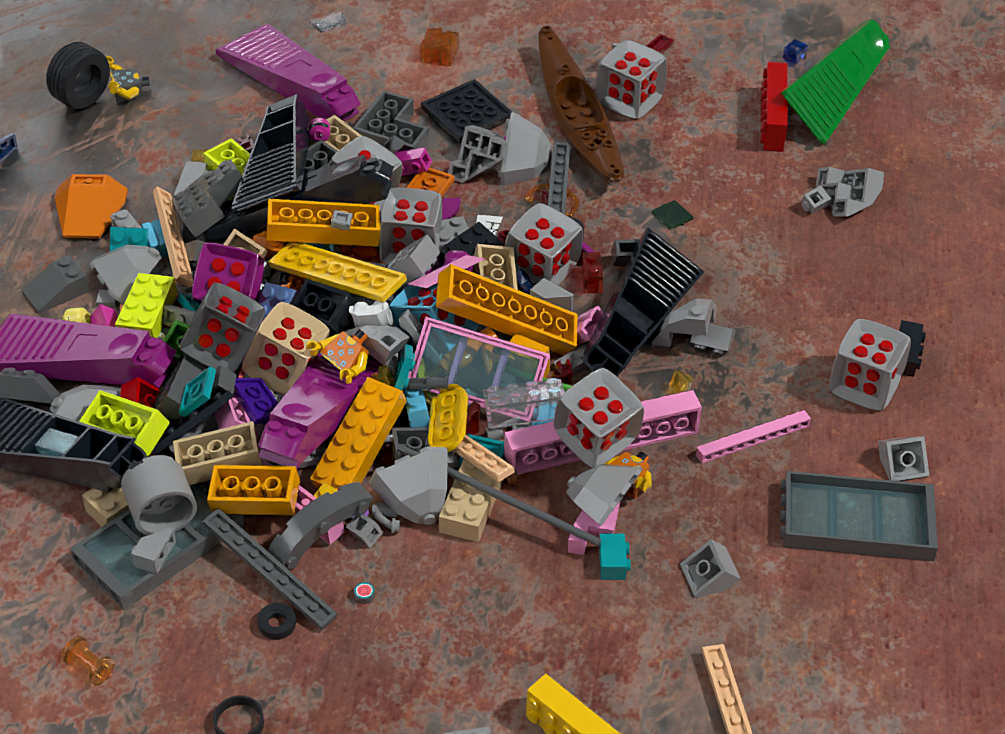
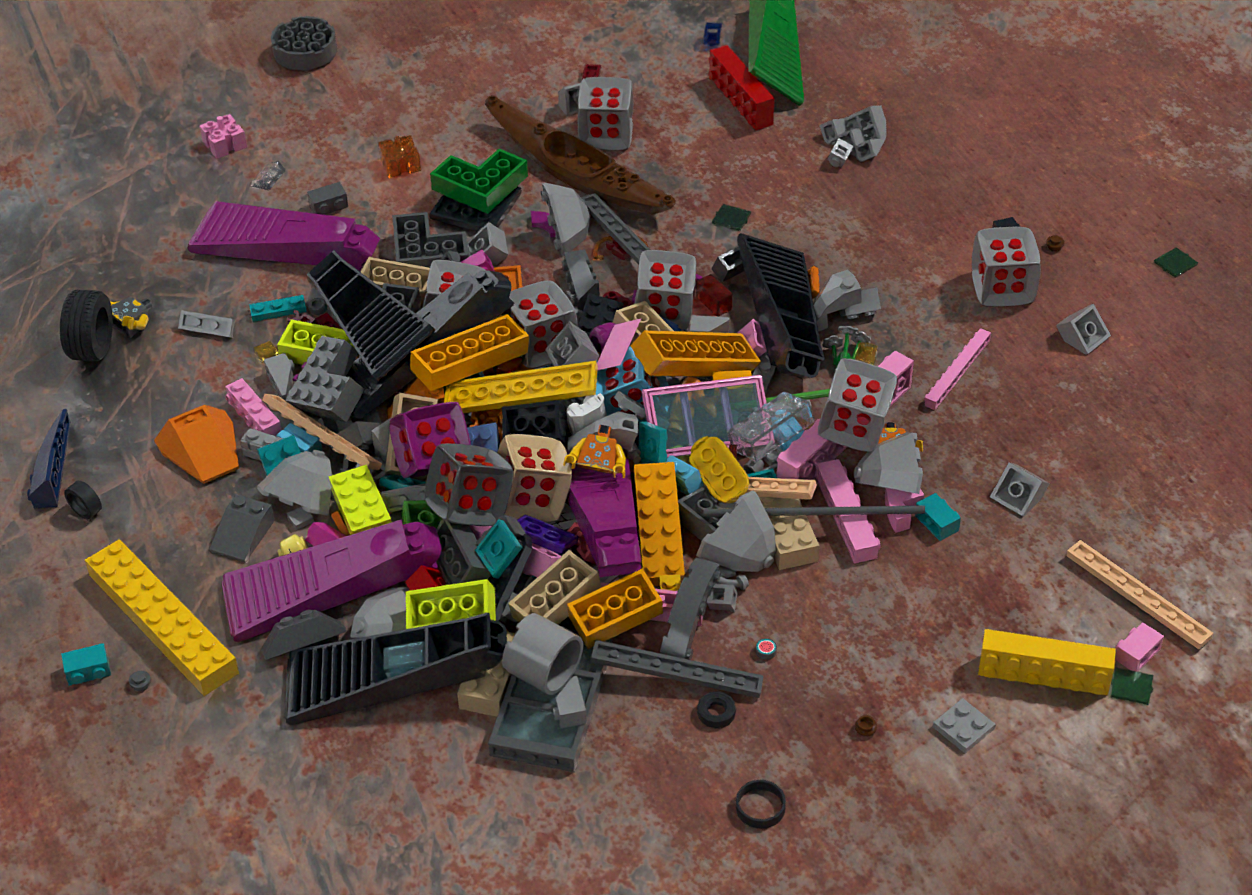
camera: 30 degrees left, 0 degrees up
(98, 668) = (592, 826): clear orange piece -> none
(144, 201) = (252, 408): none -> bright pink brick
(175, 115) = (206, 323): none -> light grey plate
(237, 126) = (277, 308): none -> teal plate
(319, 130) = (376, 273): dark pink head -> none
(341, 220) = (491, 341): light grey tile -> none
(353, 57) = (327, 199): none -> dark grey brick
(384, 375) = (638, 457): clear yellow tile -> none
(385, 704) = (865, 725): none -> reddish brown plate
(428, 383) = (683, 446): dark grey axle -> none
(444, 148) = (491, 241): none -> light grey slope
(477, 153) = (528, 234): light grey brick -> none
(478, 96) = (482, 185): none -> green brick
(495, 206) = (580, 276): none -> dark grey wedge
(543, 495) = (854, 529): none -> bright pink brick
(563, 372) = (770, 386): dark red plate -> none
(654, 379) = (834, 342): none -> light grey plant
(689, 296) = (813, 276): none -> orange plate
(858, 515) = (1090, 391): window -> none
(950, 367) = (1055, 243): none -> reddish brown plate

